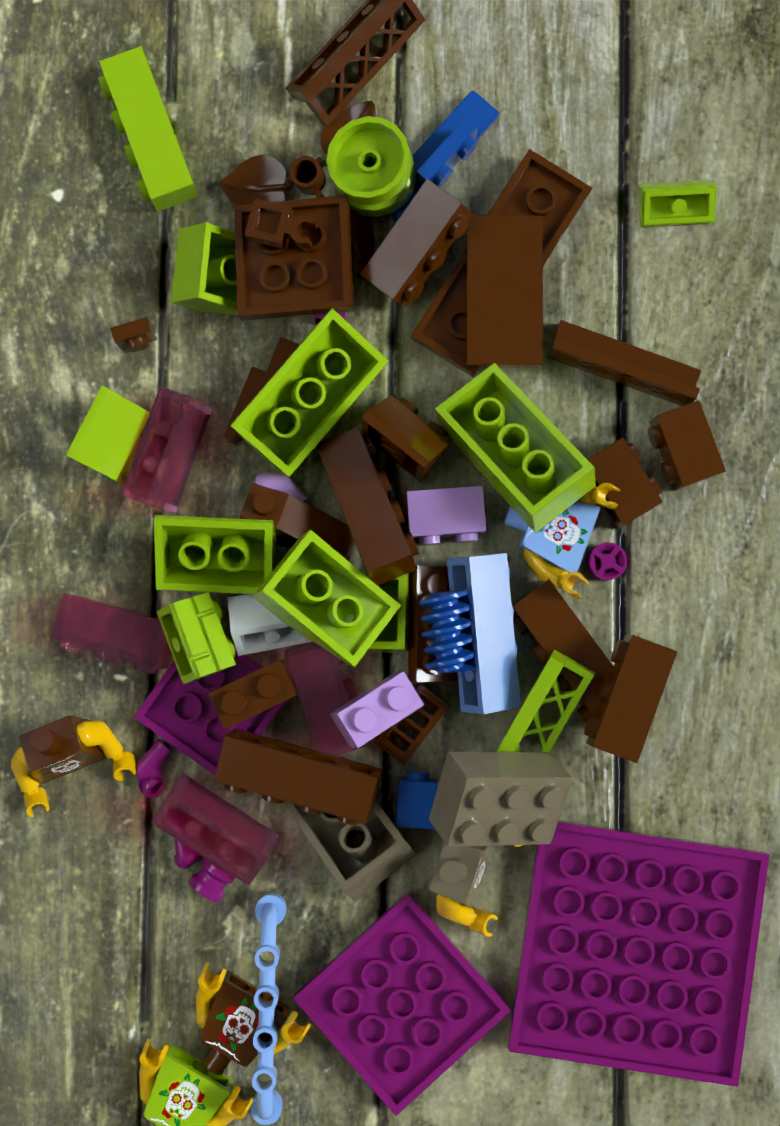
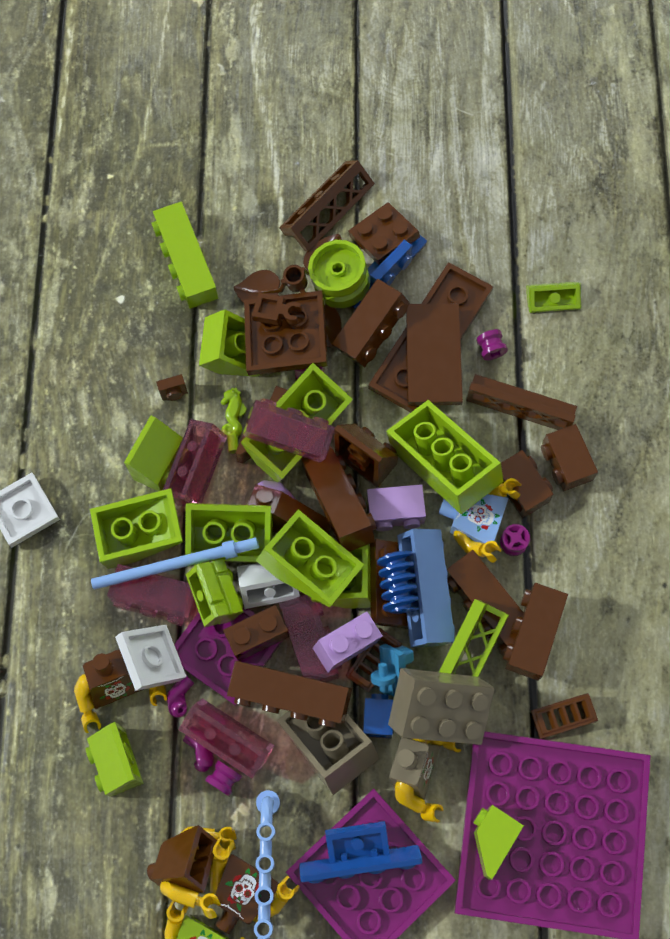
camera: 10 degrees right, 15 degrees down
(68, 857) = (114, 760): none -> lime slope
(86, 542) = (135, 528): none -> lime slope
(110, 726) = (150, 657): none -> white plate
(165, 992) = (186, 864): none -> reddish brown torso
(213, 580) = (228, 550): none -> light blue bar
(223, 367) = (234, 410): none -> lime animal
(298, 410) = (289, 430): none -> clear pink brick
(386, 982) = (359, 851): none -> blue bracket
(435, 740) = (390, 663): none -> dark azure hips
(437, 101) = (383, 232): none -> reddish brown plate
(564, 964) = (494, 838): none -> lime slope
(586, 276) = (492, 344): none -> magenta wheel
(677, 810) = (587, 706): none -> reddish brown slope

